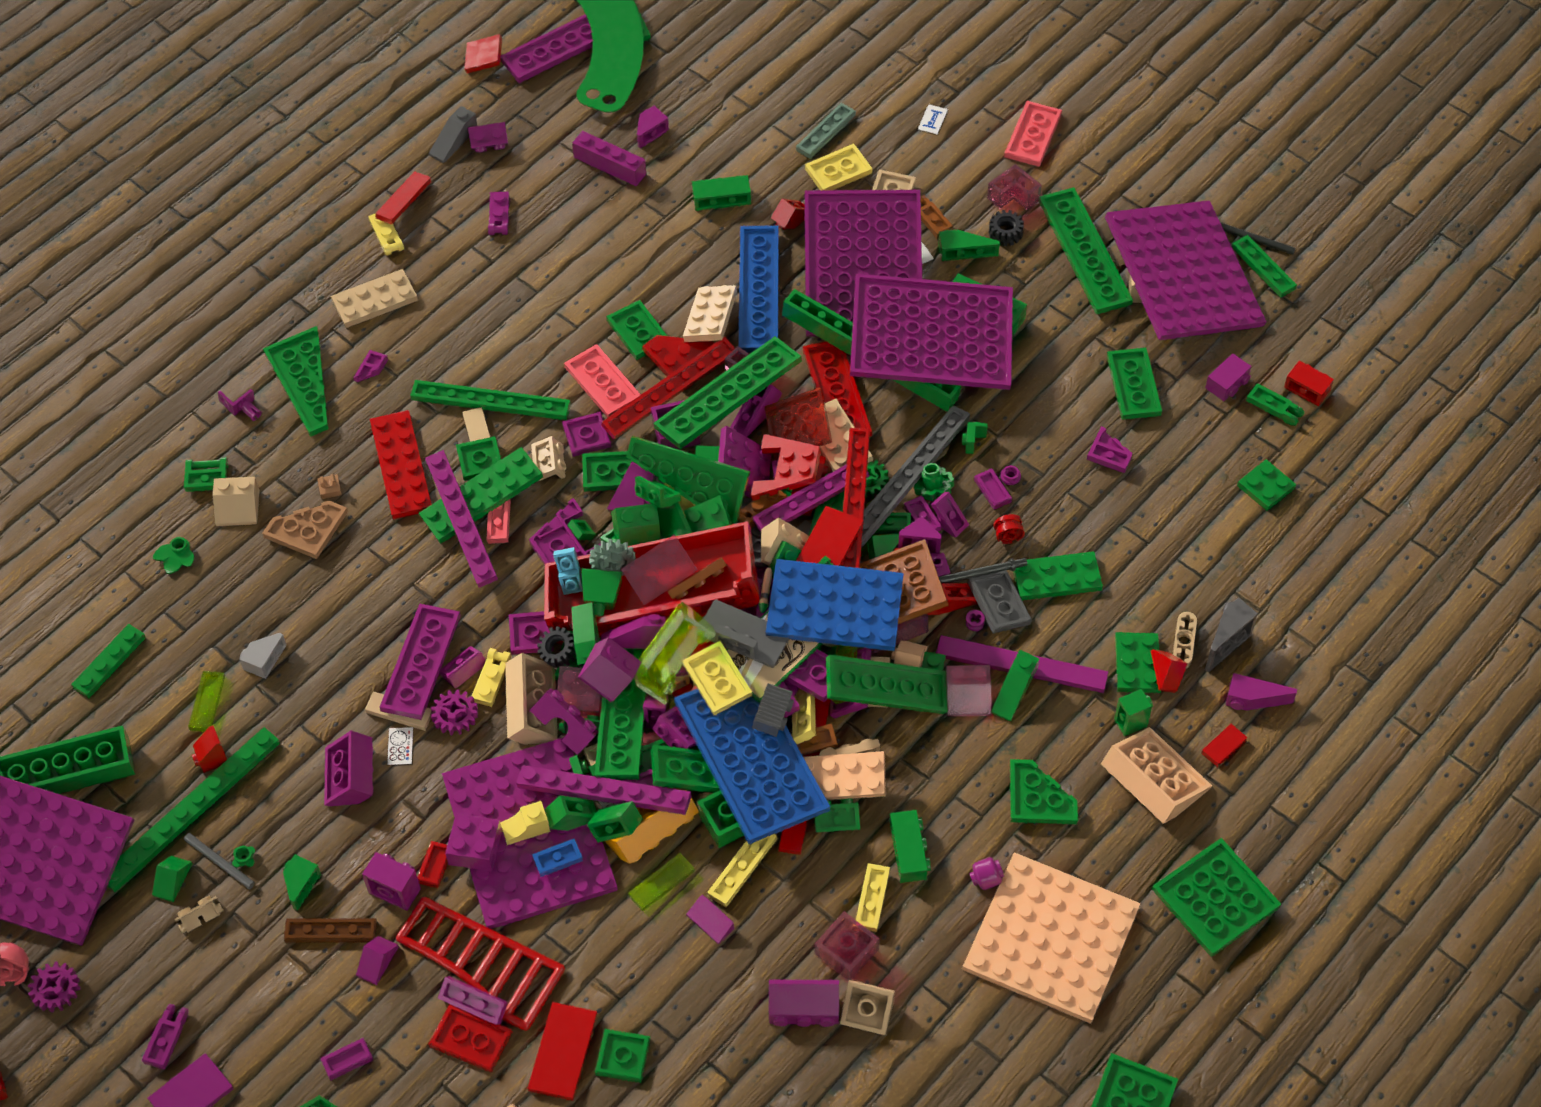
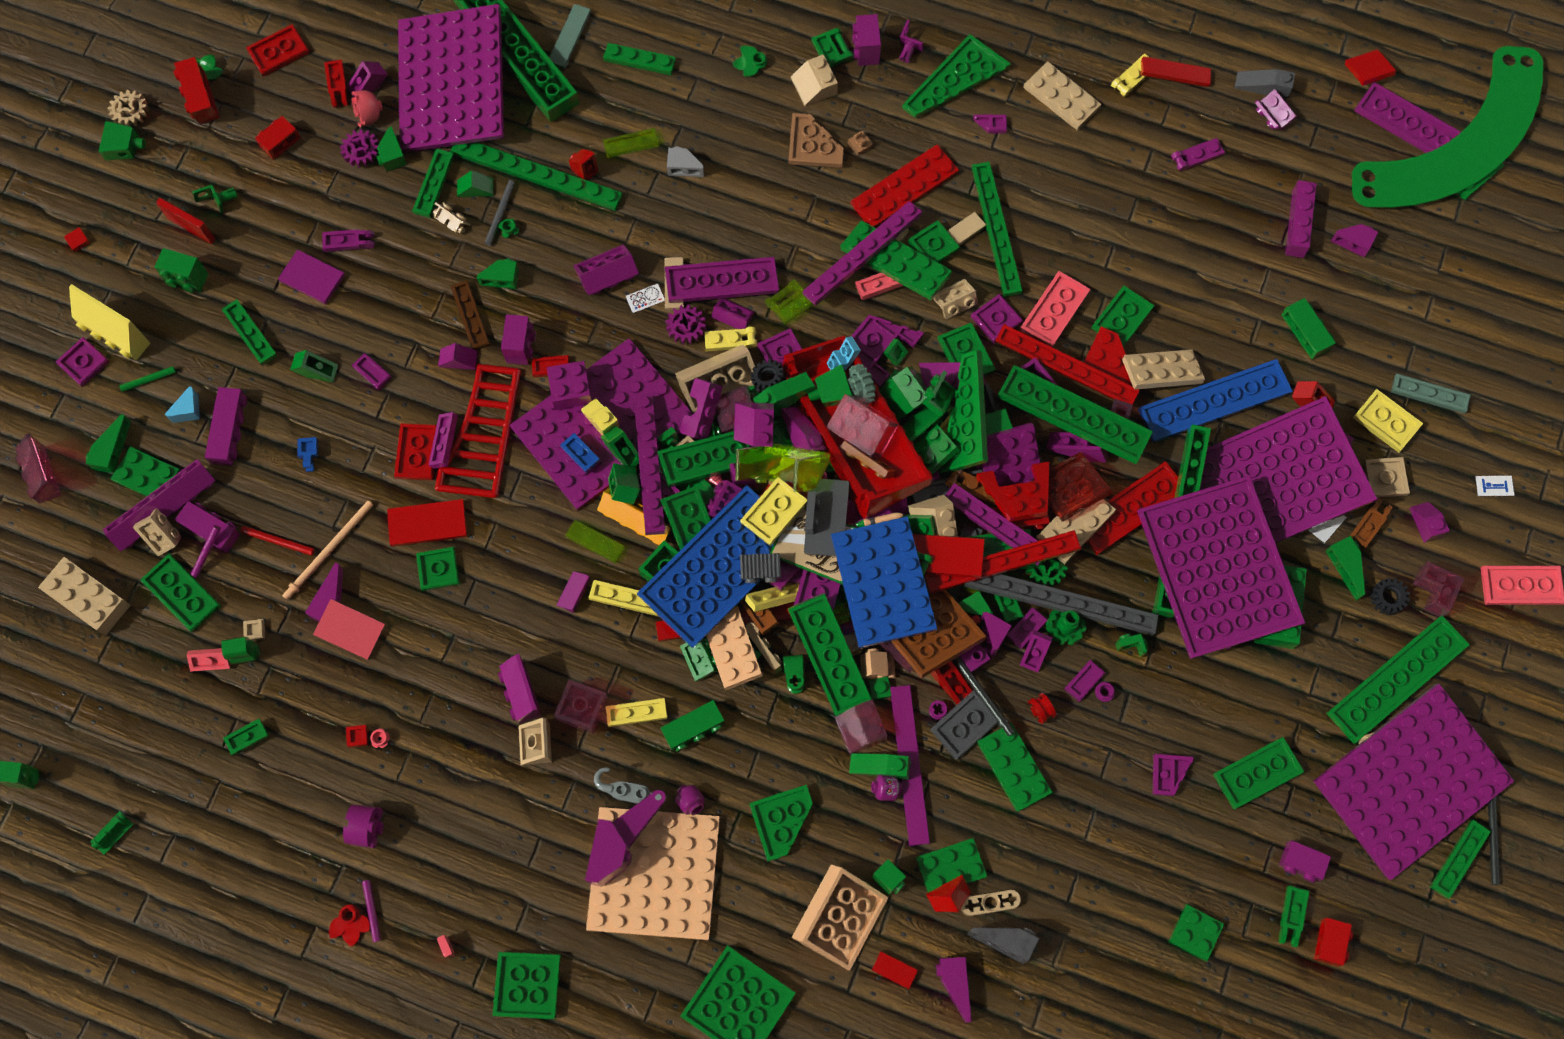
camera: 70 degrees right, 15 degrees up
(35, 718) = (569, 36): none -> sand green tile
(78, 952) = (390, 151): none -> green slope
(144, 919) = (433, 183): none -> green plate
(219, 435) = (866, 40): none -> magenta brick
(483, 605) = (790, 307): none -> clear neon green plate
(888, 732) = (794, 671): none -> green piece
(948, 173) = (1429, 522): none -> magenta slope
(1011, 951) = (613, 839): none -> magenta slope
(1040, 688) = (886, 788): none -> magenta head

